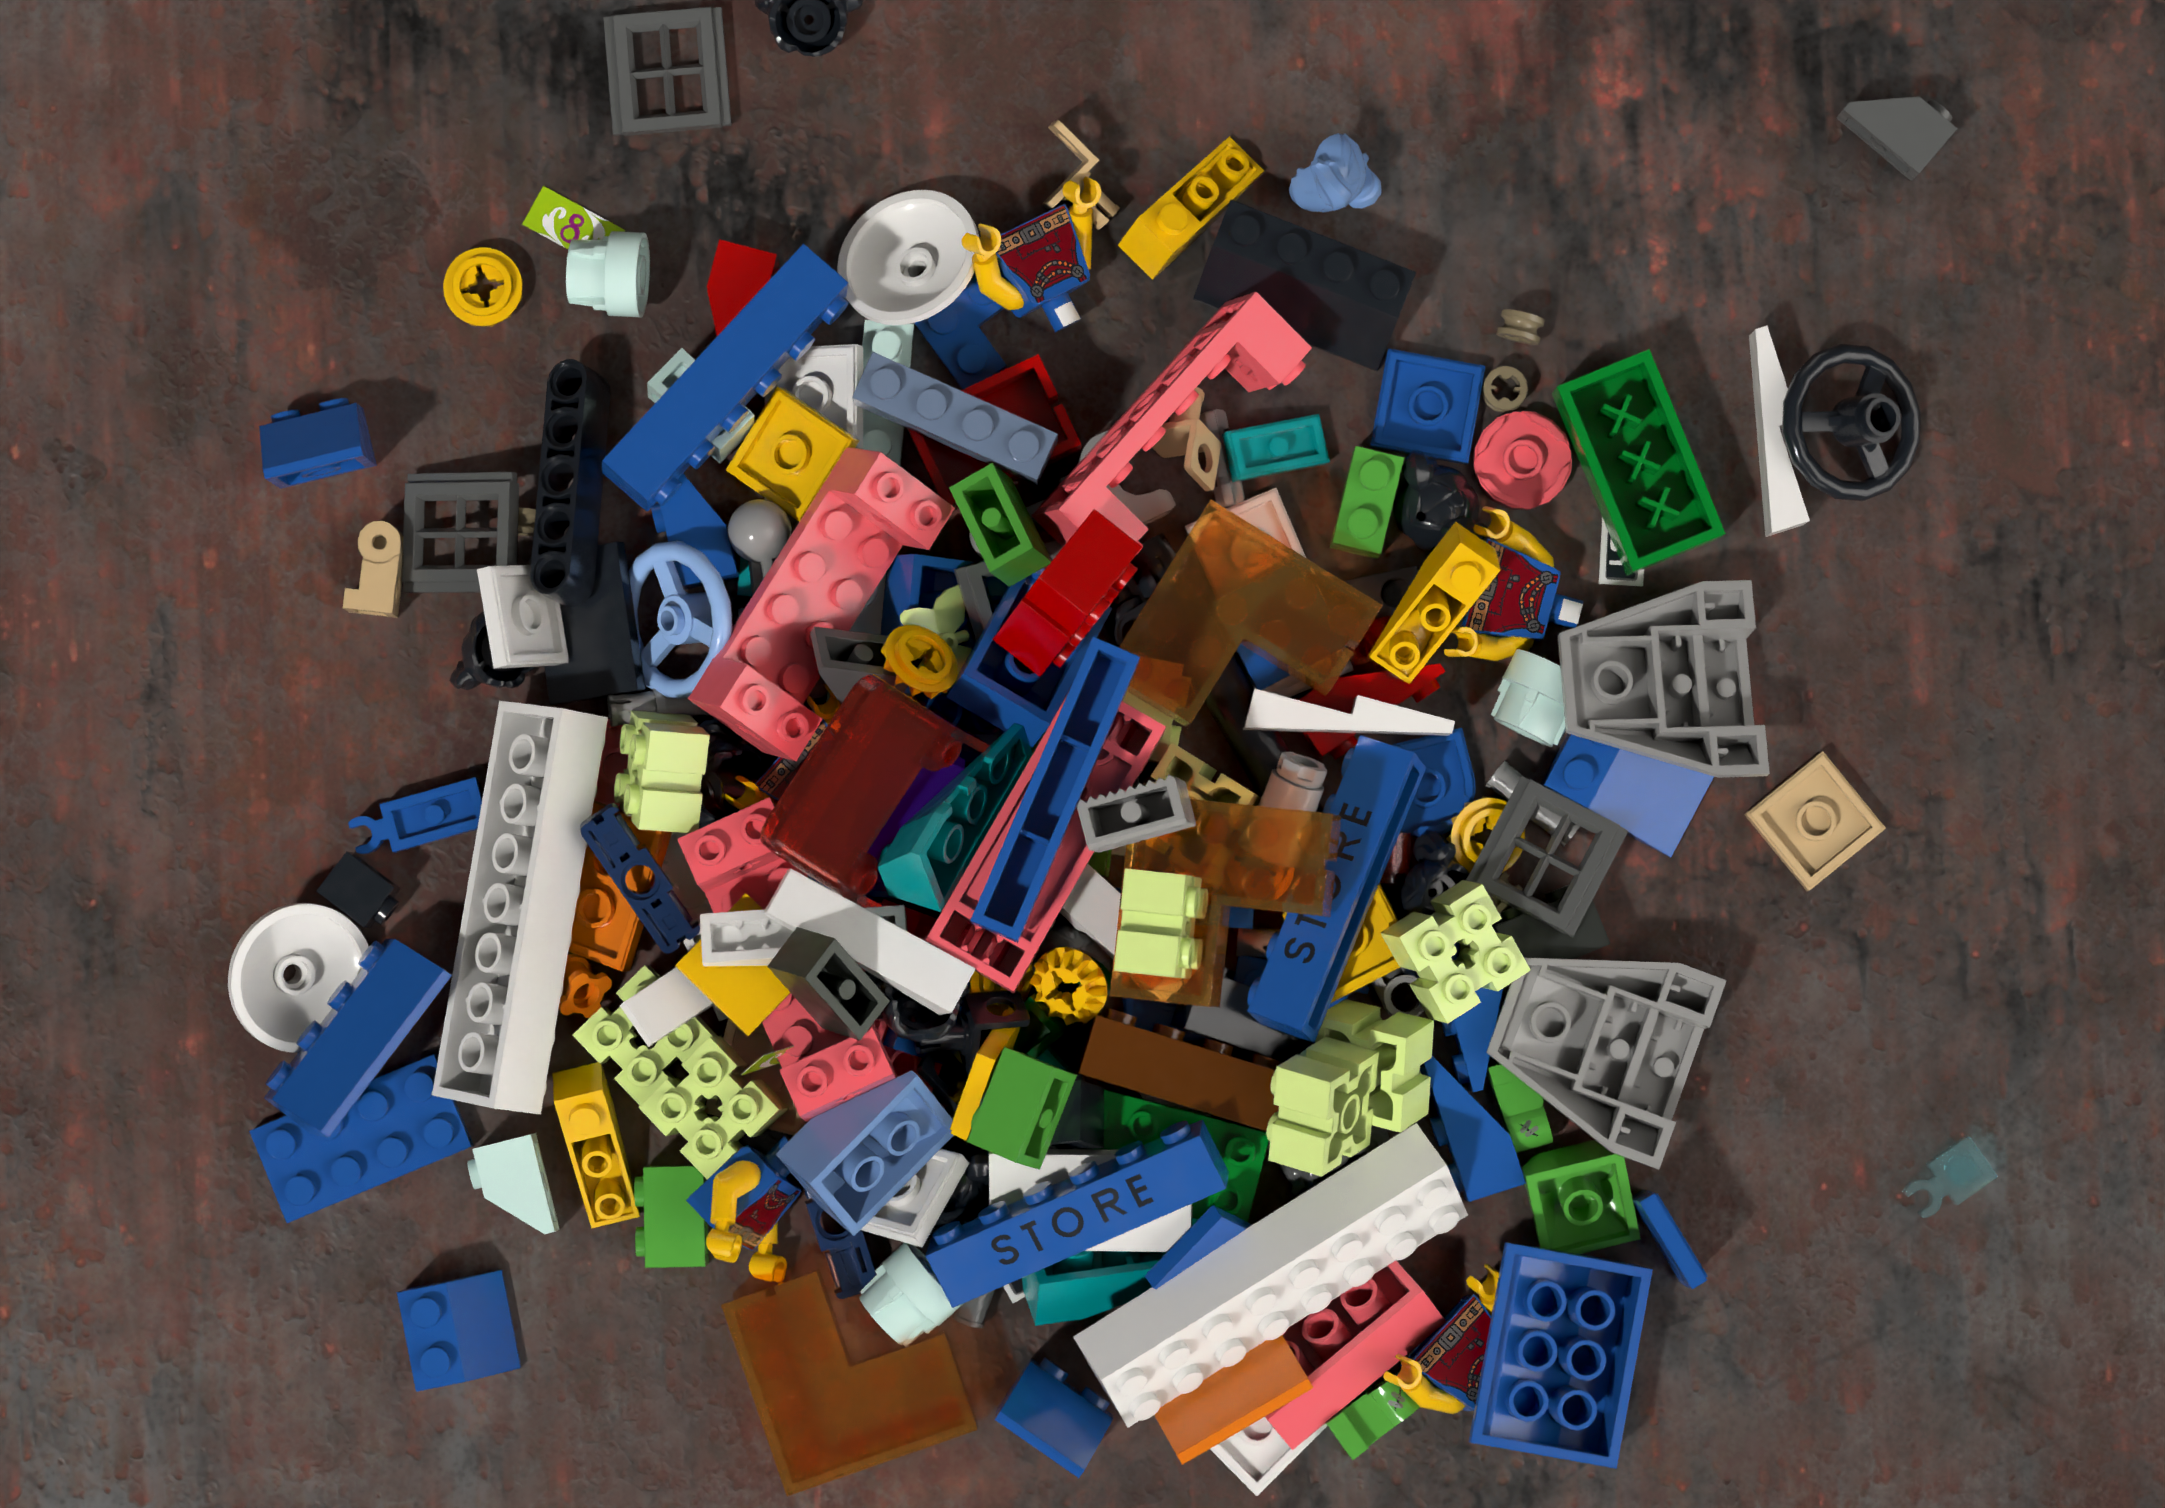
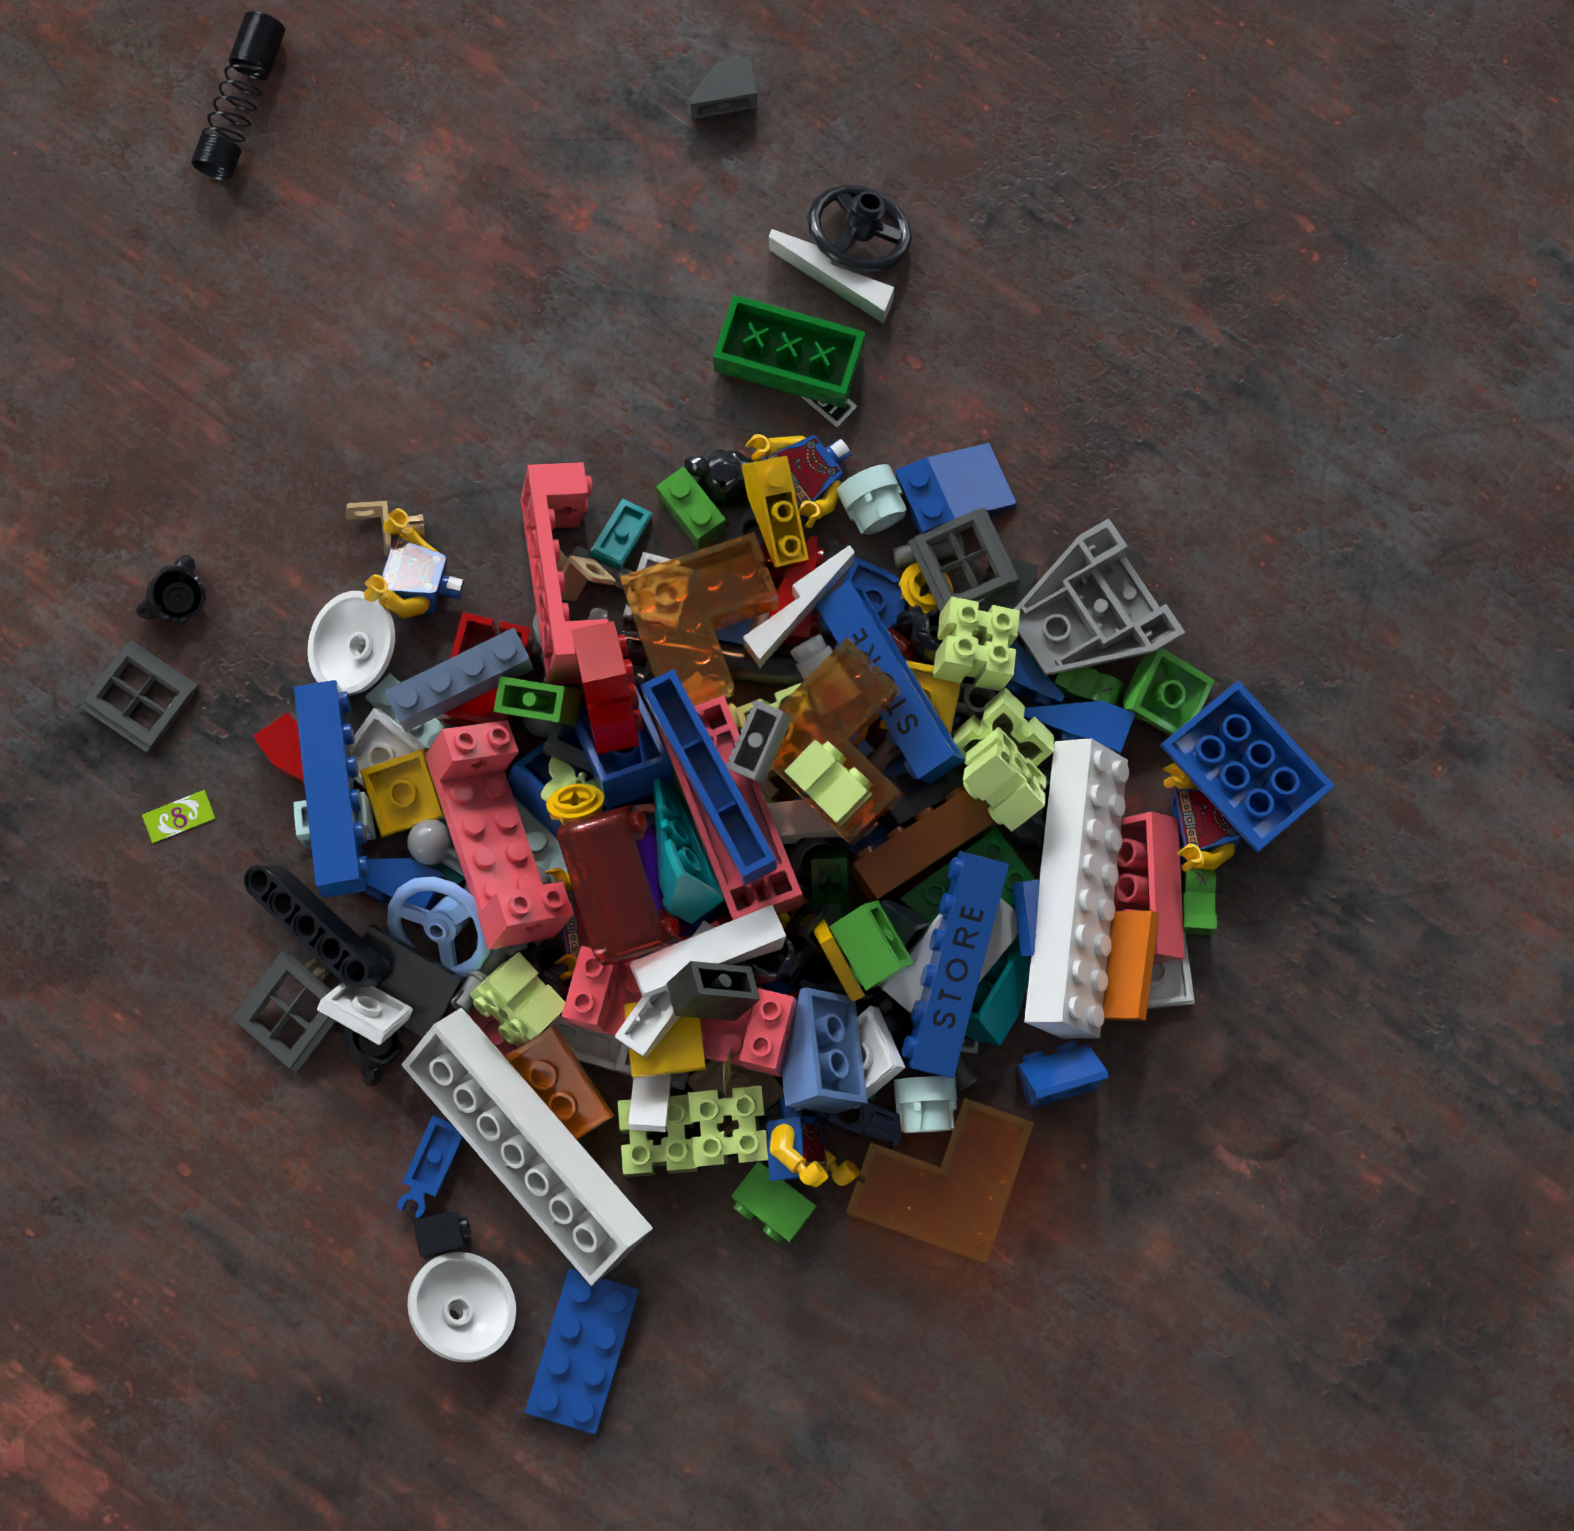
camera: 50 degrees left, 10 degrees down
(316, 444) = (172, 1052): blue slope -> none
(355, 1036) = (521, 1301): blue slope -> none
(380, 572) = (277, 1078): tan leg -> none
(458, 1330) = (738, 1382): blue slope -> none
(463, 275) = (164, 874): yellow gear -> none
(515, 1180) = (678, 1278): light aqua slope -> none
(582, 988) = (602, 1149): orange brick -> none
(595, 1144) = (696, 1216): yellow slope -> none
(610, 273) = (219, 812): light aqua piece -> none
(618, 852) = (590, 1067): dark blue piece -> none
(847, 657) = (540, 843): dark grey slope -> none
(959, 340) = (413, 654): blue plate -> none
(1070, 966) = (814, 858): yellow gear -> none
(1189, 207) = (454, 479): yellow slope -> none
(1318, 285) = (561, 432): black slope -> none
(1335, 178) = (503, 388): medium blue hair -> none
(1427, 406) = (665, 438): blue tile -> none
(1504, 374) = (700, 398): dark tan bush -> none
(1520, 327) = (665, 357): dark tan bush -> none
(1522, 460) = (736, 413): coral tile -> none
(1669, 680) = (920, 421): light grey wedge -> none
(1669, 1239) = (1228, 660): blue tile -> none
(1814, 821) = (1058, 414): tan tile -> none
(1957, 1173) = (1311, 486): clear light blue plate -> none

